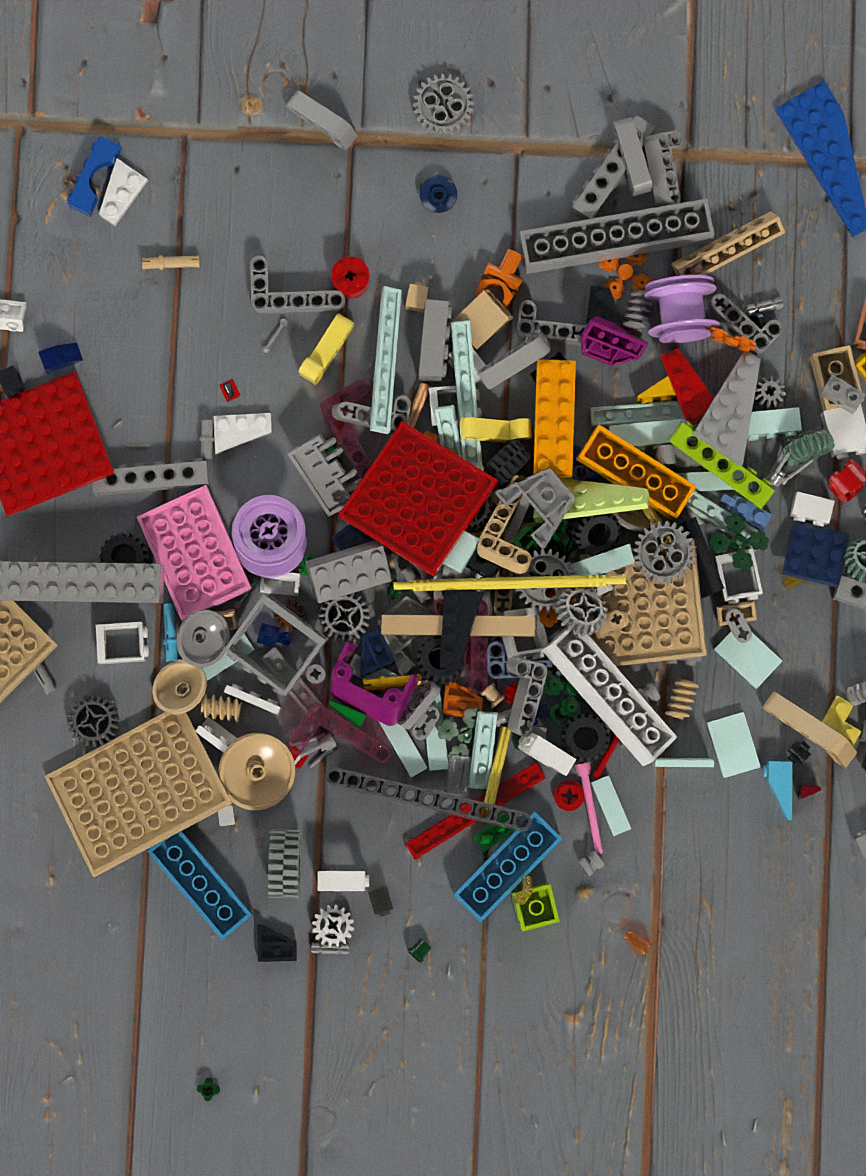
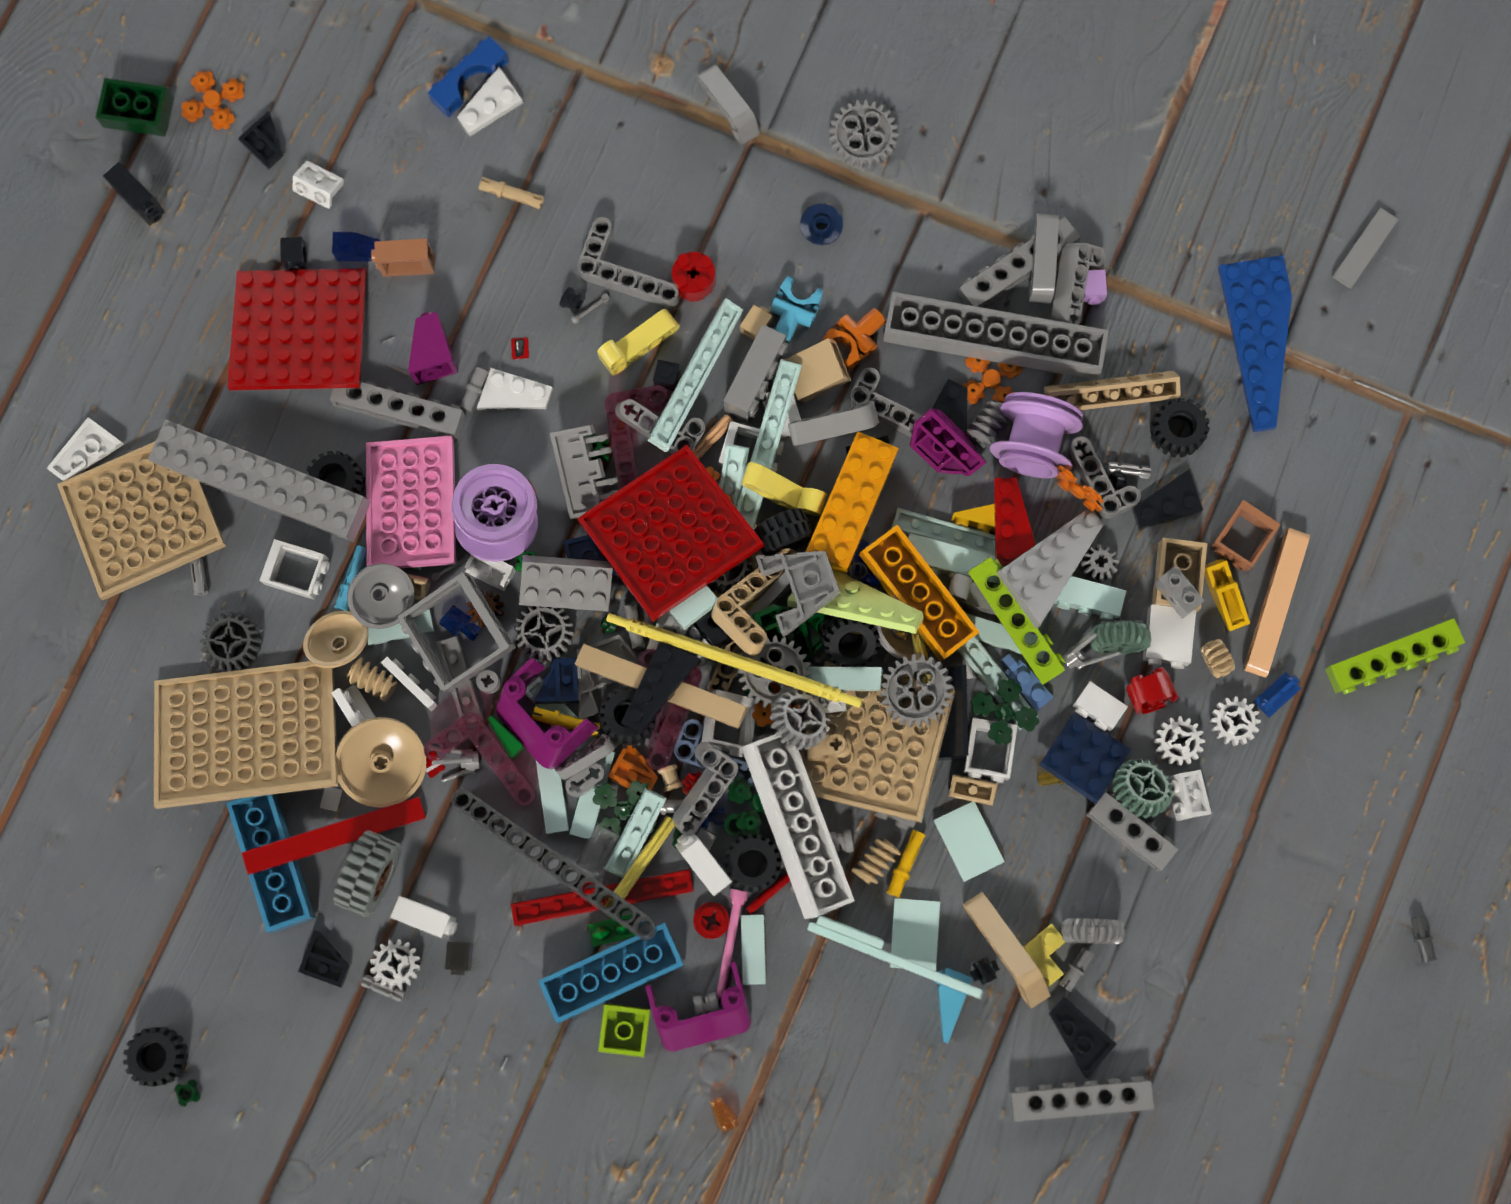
camera: 25 degrees right, 5 degrees down
(105, 351) = (403, 257): none -> nougat window
(160, 420) = (430, 350): none -> magenta slope
(160, 1083) = (137, 1056): none -> black tyre
(243, 844) = (332, 836): none -> red tile
(258, 334) = (572, 300): none -> black wheel
(360, 368) = (666, 374): none -> black brick
(419, 950) = (479, 1028): dark green piece -> none
(443, 275) = (794, 310): none -> medium azure connector
(526, 892) = (619, 1009): clear yellow arm -> none
(599, 880) = (705, 1028): none -> magenta windscreen
(682, 164) = (1095, 287): none -> lavender brick
(705, 692) = (906, 862): none -> yellow pin
(734, 627) = (975, 802): light grey beam -> none
(744, 771) = (896, 960): none -> light aqua tile
(799, 242) = (1188, 412): none -> black tyre
(806, 322) = (1169, 503): none -> black wing
(807, 790) = (978, 1017): dark red slope -> none

